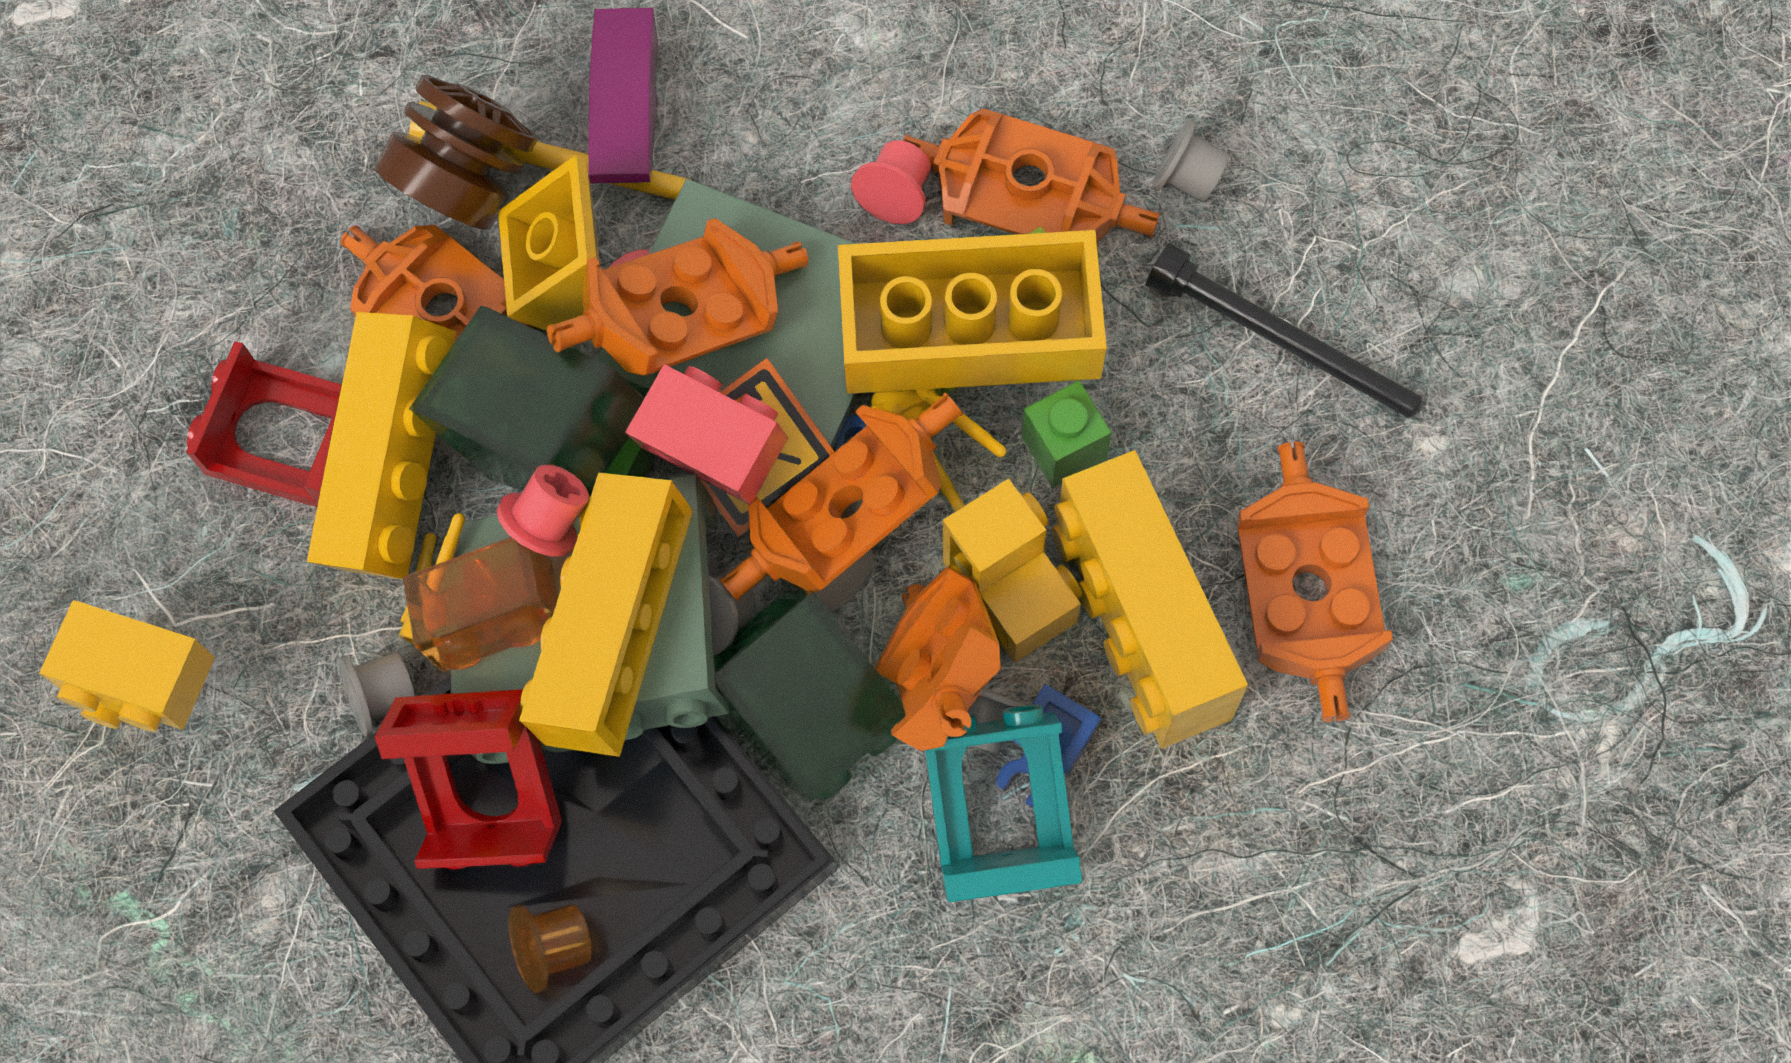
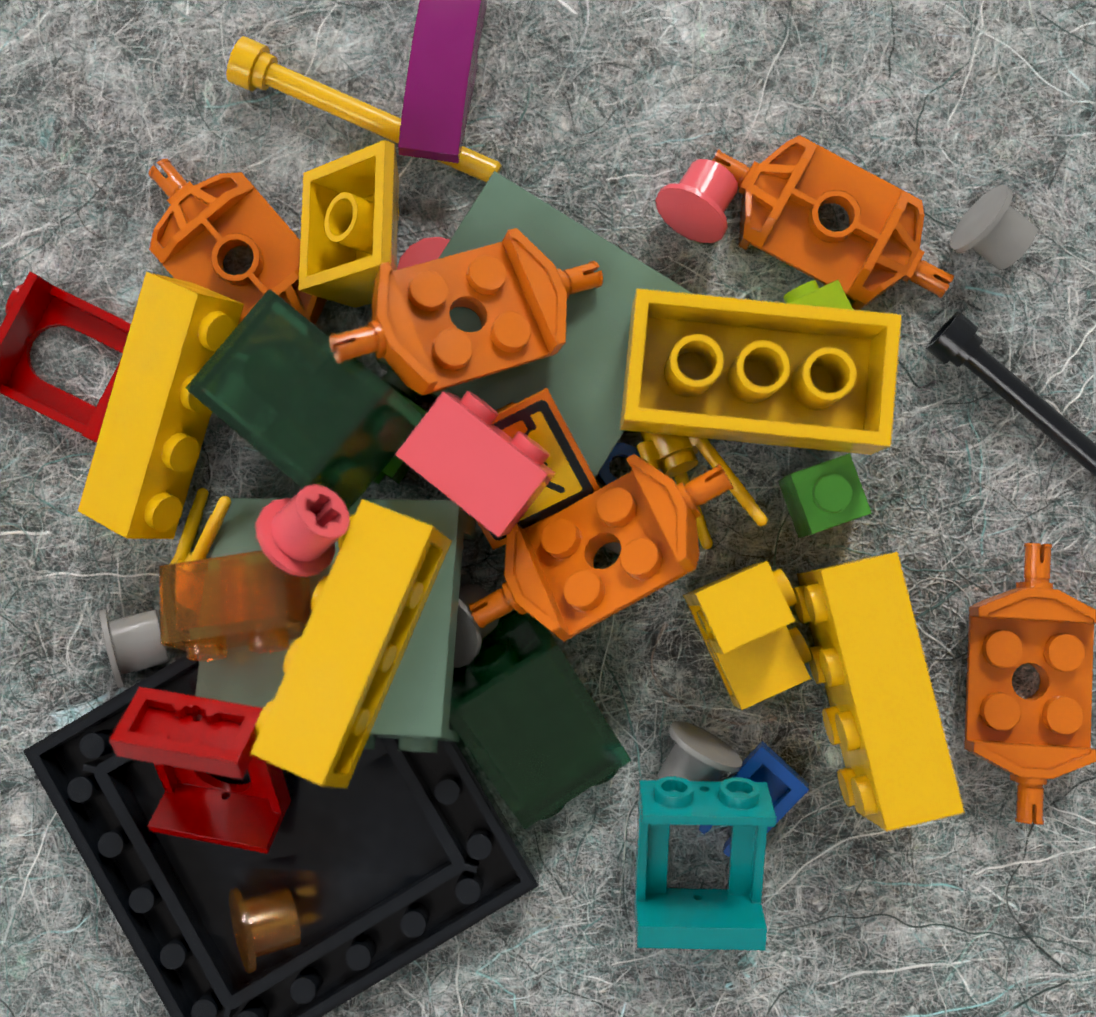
camera: 10 degrees right, 15 degrees up
(456, 152) = (266, 107): reddish brown wheel -> none
(940, 658) = (672, 733): orange plate -> none

